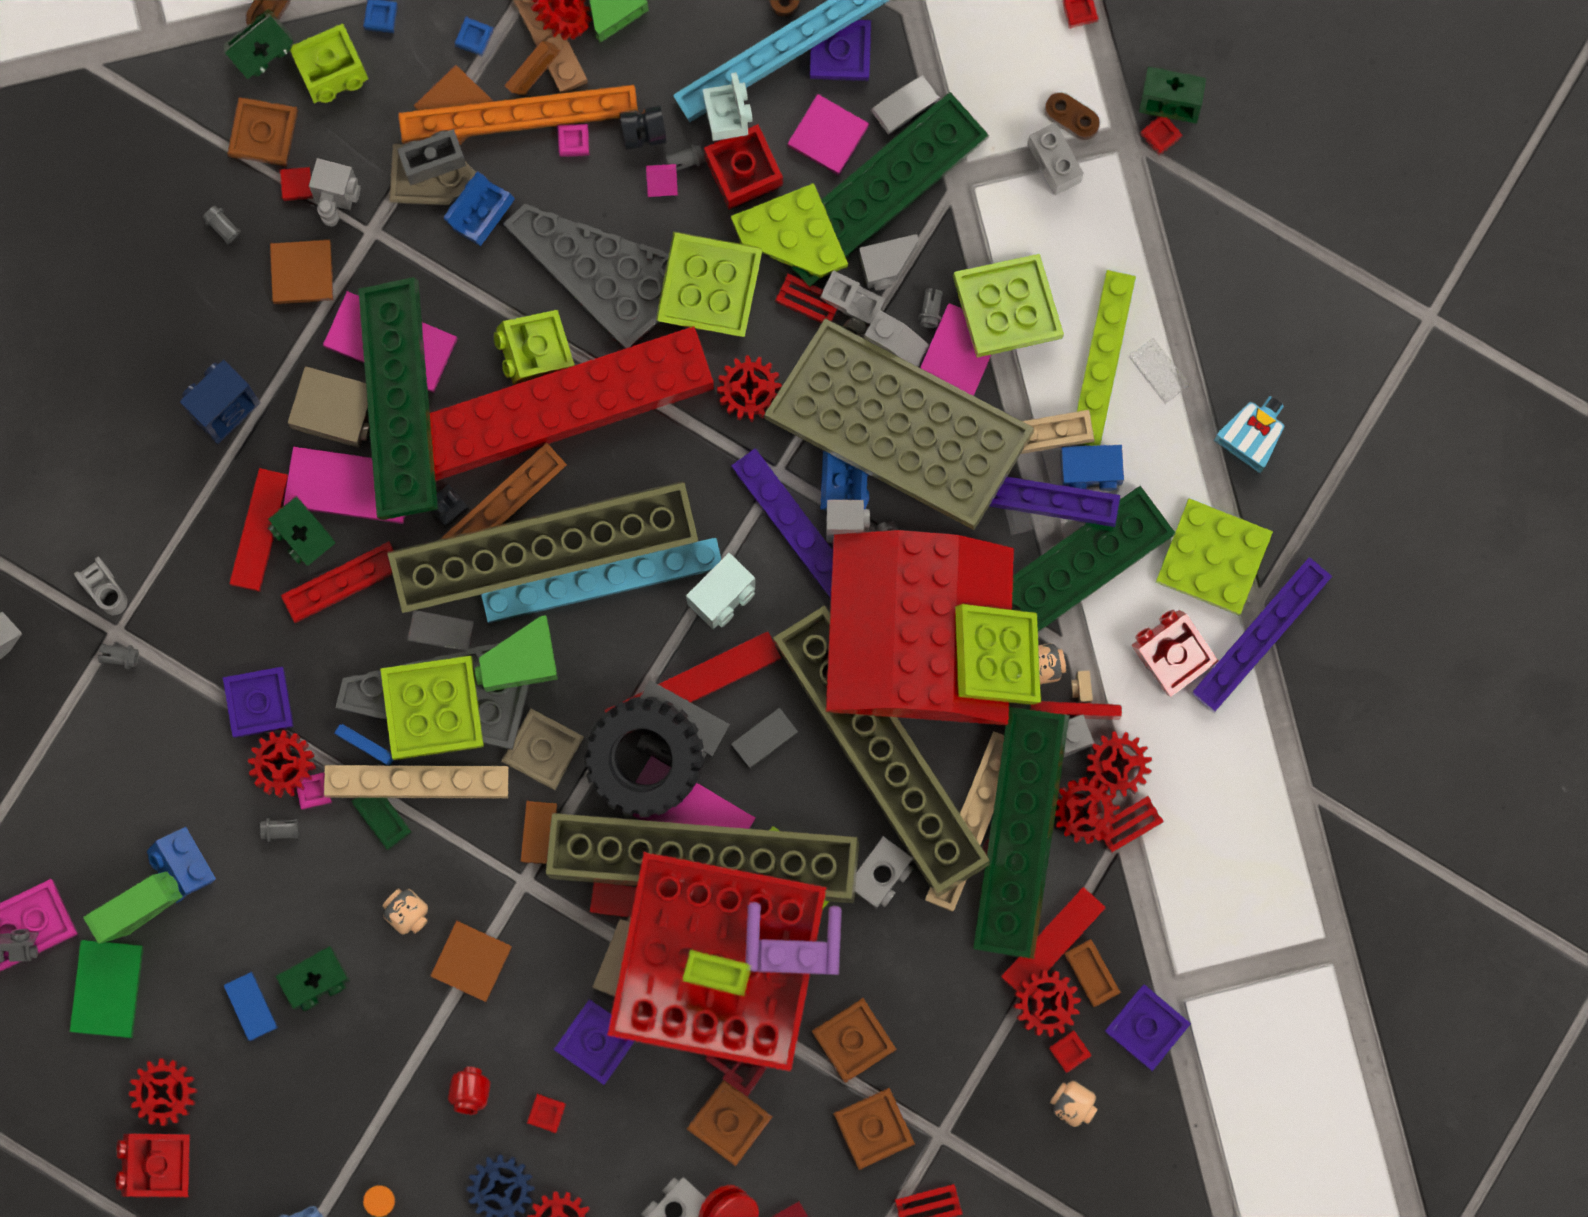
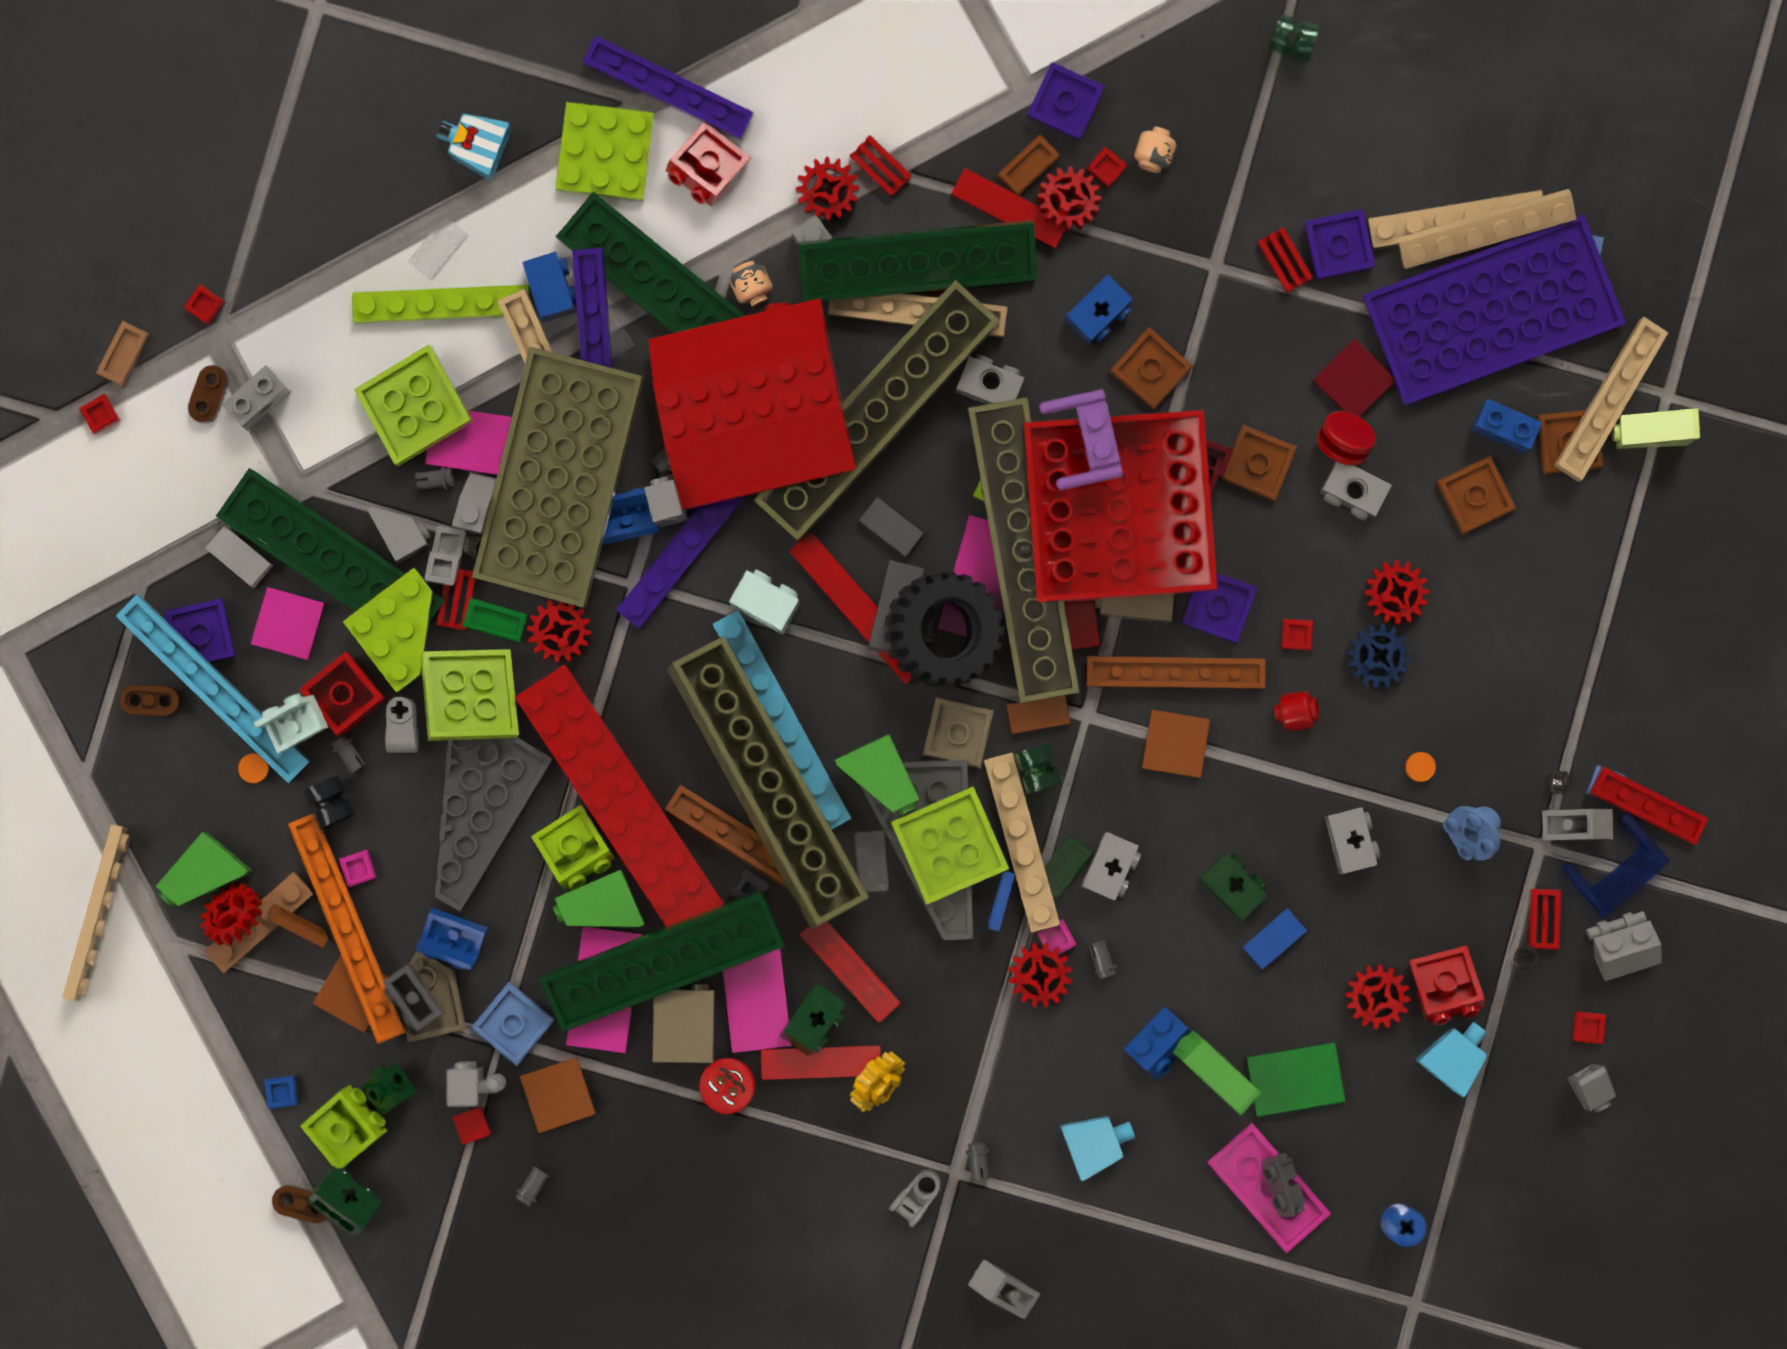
camera: 105 degrees left, 5 degrees up
(79, 1153) = (1455, 1058): none -> medium azure torso
(101, 772) = (1095, 1143): none -> medium azure torso
(219, 401) = (710, 1132): dark blue brick -> none
(222, 575) = (877, 1081): none -> yellow gear
(258, 702) = (987, 1014): dark purple plate -> none
(262, 131) = (428, 1174): dark orange tile -> none
(262, 433) = (727, 1085): none -> red head
(308, 1102) = (1339, 830): none -> light grey brick
(353, 113) = (388, 1088): none -> dark green brick
(359, 846) = (1111, 848): none -> light grey brick
(382, 247) = (513, 1023): none -> medium blue tile
(405, 911) = (1147, 818): light nougat head -> none
(472, 359) = (600, 903): none -> bright green slope
(474, 36) = (279, 994): blue tile -> none
(483, 816) = (1038, 768): none -> clear green wheel
(541, 980) = (1175, 672): none -> dark orange plate
(661, 180) = (376, 770): dark pink tile -> none
(694, 214) = (401, 733): none -> light grey piece
(696, 66) = (253, 768): none -> orange tile
(717, 973) = (1133, 501): lime tile -> none
(777, 329) = (494, 620): none -> green tile
(874, 1128) = (1227, 328): dark orange tile -> none
(925, 985) = (1107, 294): none -> blue brick
(997, 654) = (758, 322): lime plate -> none
(1081, 687) = (764, 241): tan plate -> none
(1089, 710) = (787, 242): red tile -> none
(1096, 817) = (885, 196): red gear -> none
(1132, 46) = (123, 353): none -> medium nougat tile
(1172, 95) = (163, 301): dark green brick -> none

